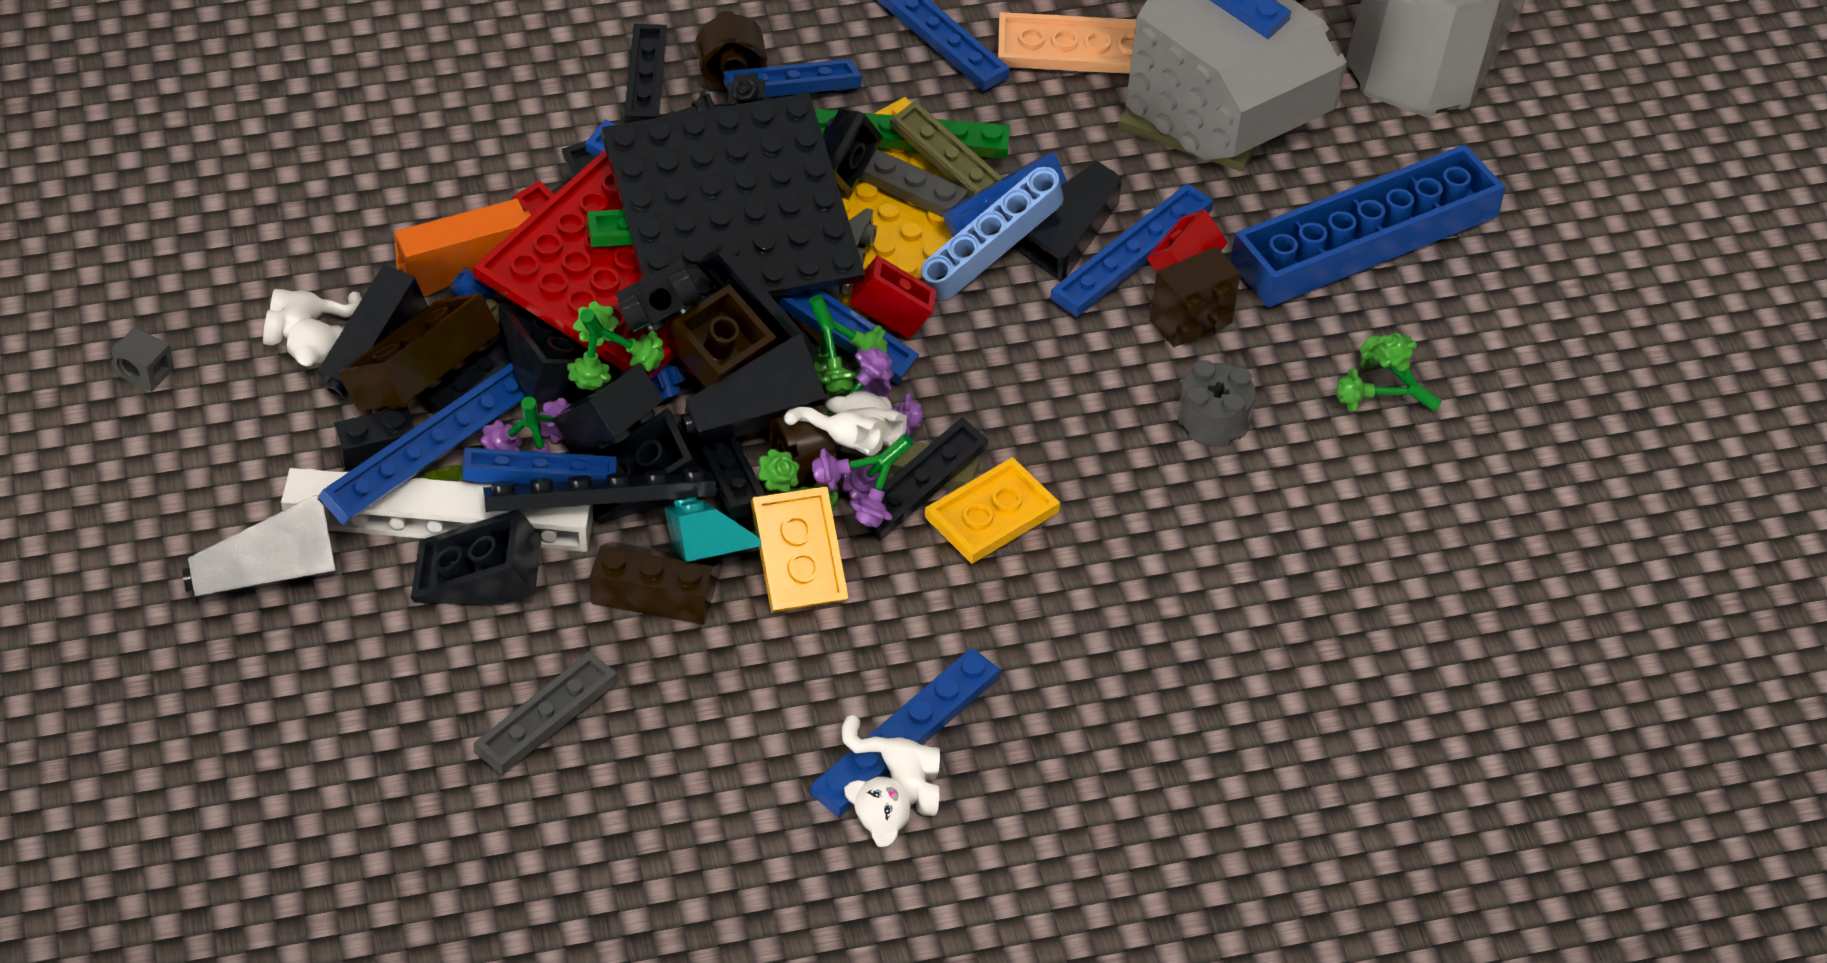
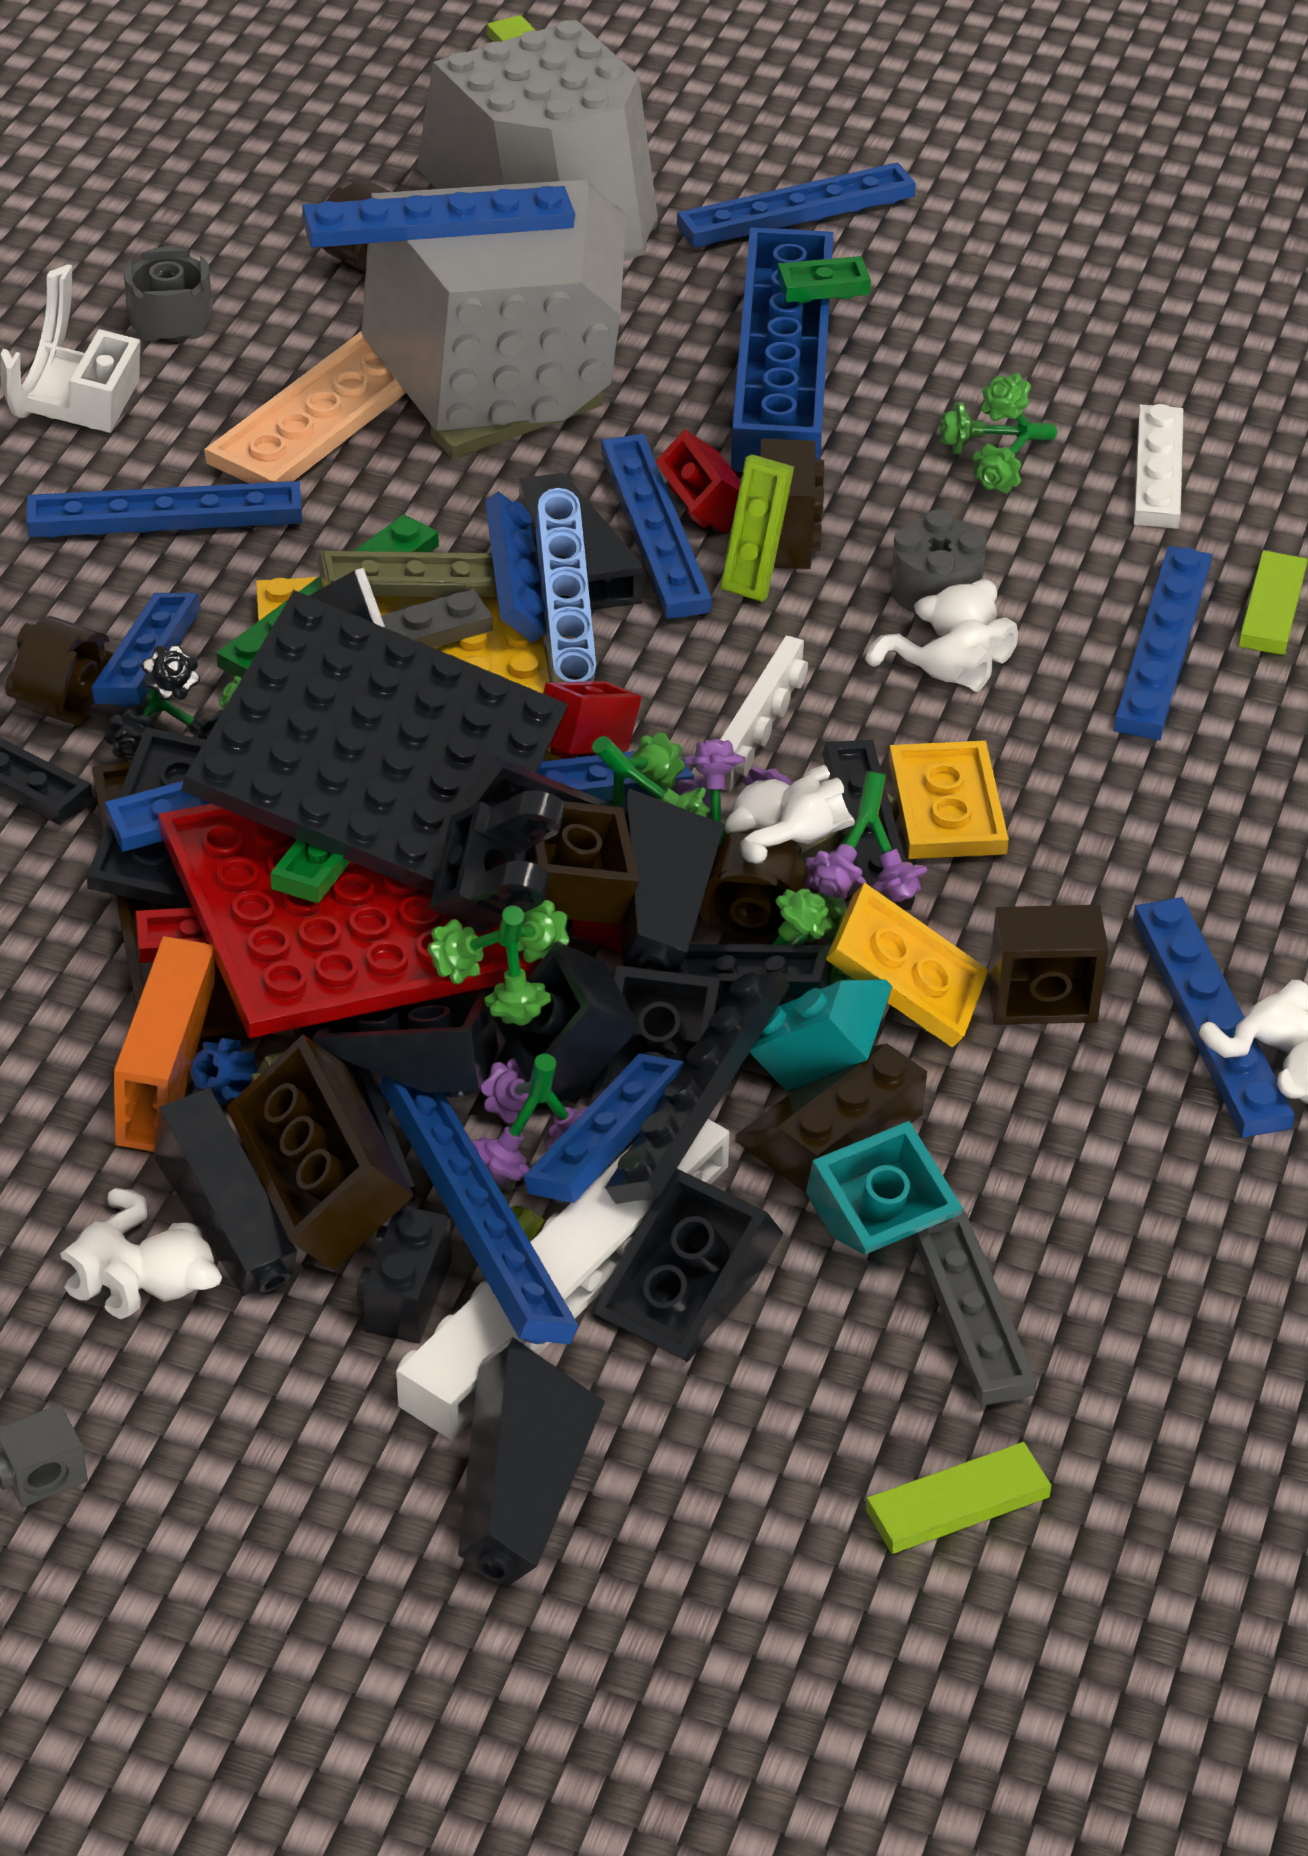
camera: 55 degrees left, 5 degrees down
(394, 771) = (958, 1497): none -> lime tile
(594, 621) = (880, 1190): none -> teal slope
(855, 617) = (1047, 964): none -> dark brown brick
(989, 380) = (764, 703): none -> white plate
(1140, 289) = (756, 527): none -> lime tile
(1173, 441) = (968, 632): none -> white animal
(1263, 558) = (1163, 643): none -> blue plate
(1362, 600) = (1273, 602): none -> lime tile
(1430, 202) = (824, 279): none -> green plate
(1456, 478) = (1158, 466): none -> white plate
(1554, 163) = (796, 204): none -> blue plate

